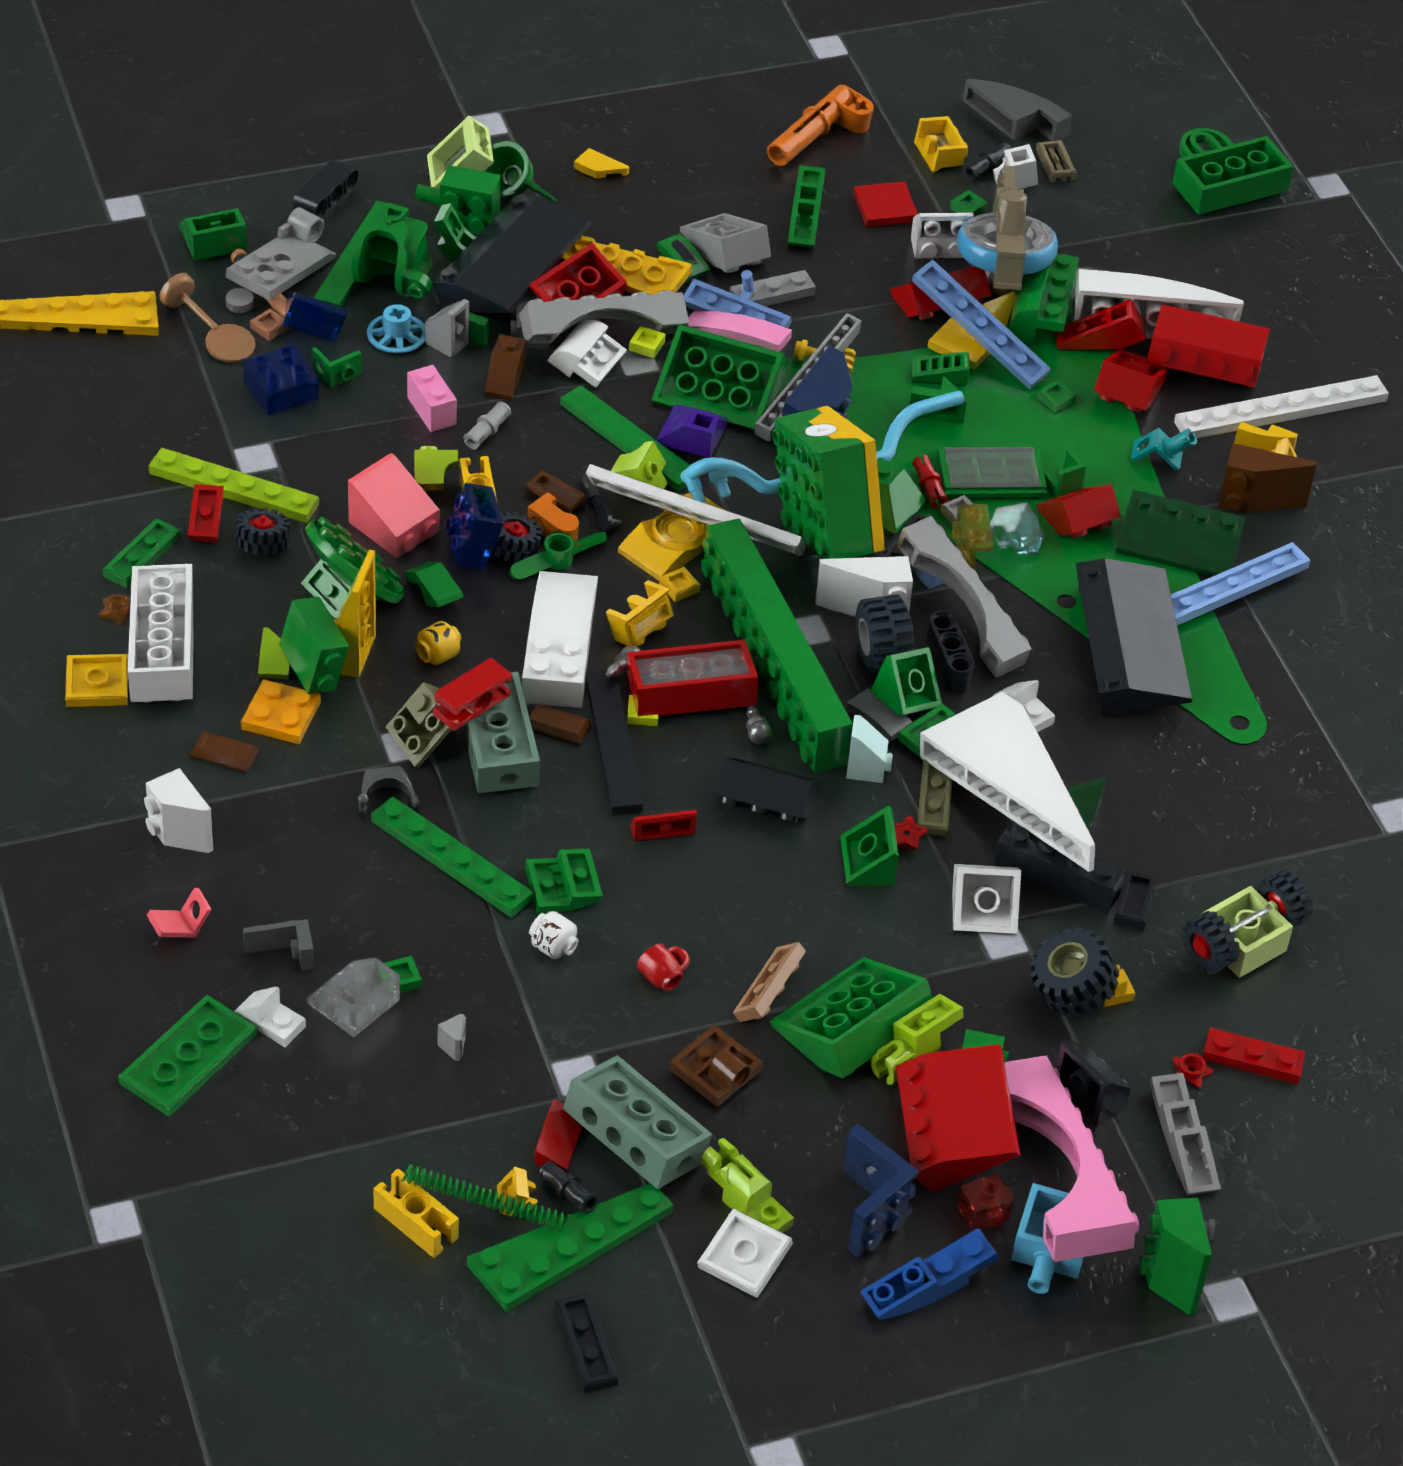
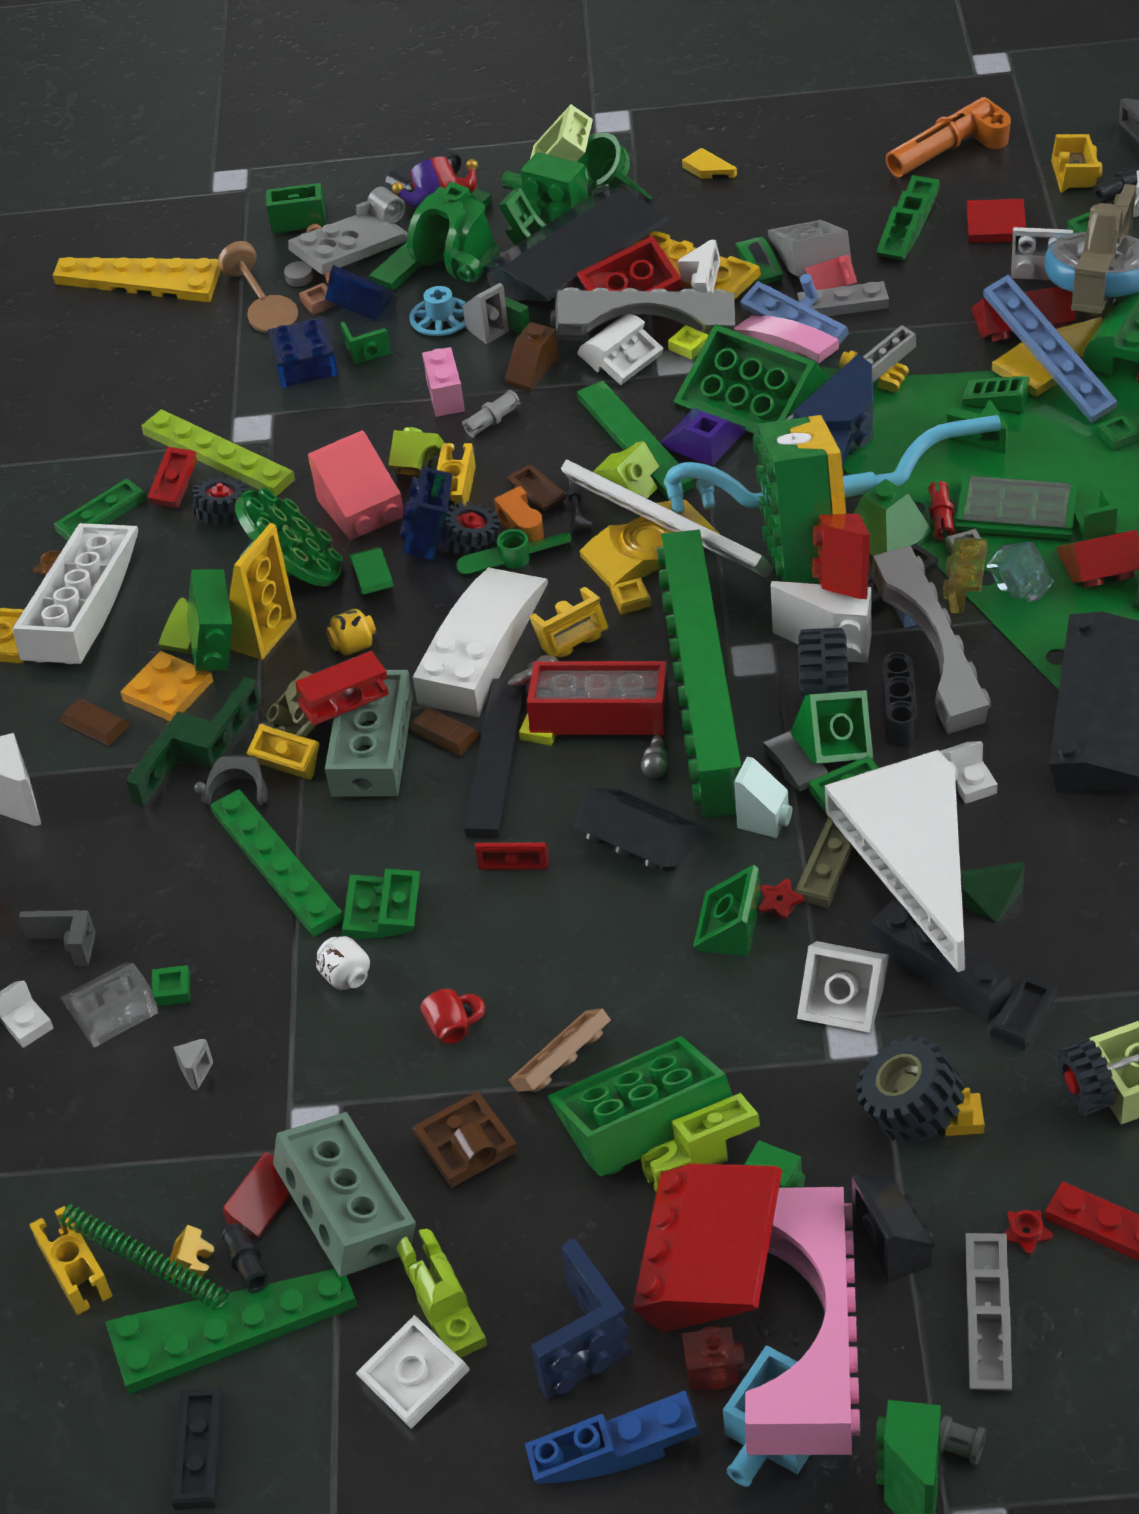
camera: 25 degrees right, 0 degrees up
(332, 758) = (193, 741): none -> dark green bracket
(349, 200) = (430, 175): none -> piece
(424, 758) = (284, 751): none -> yellow slope
(639, 269) = (701, 267): none -> white slope
(761, 265) = (832, 273): none -> coral bracket
(885, 530) = (842, 554): none -> red slope

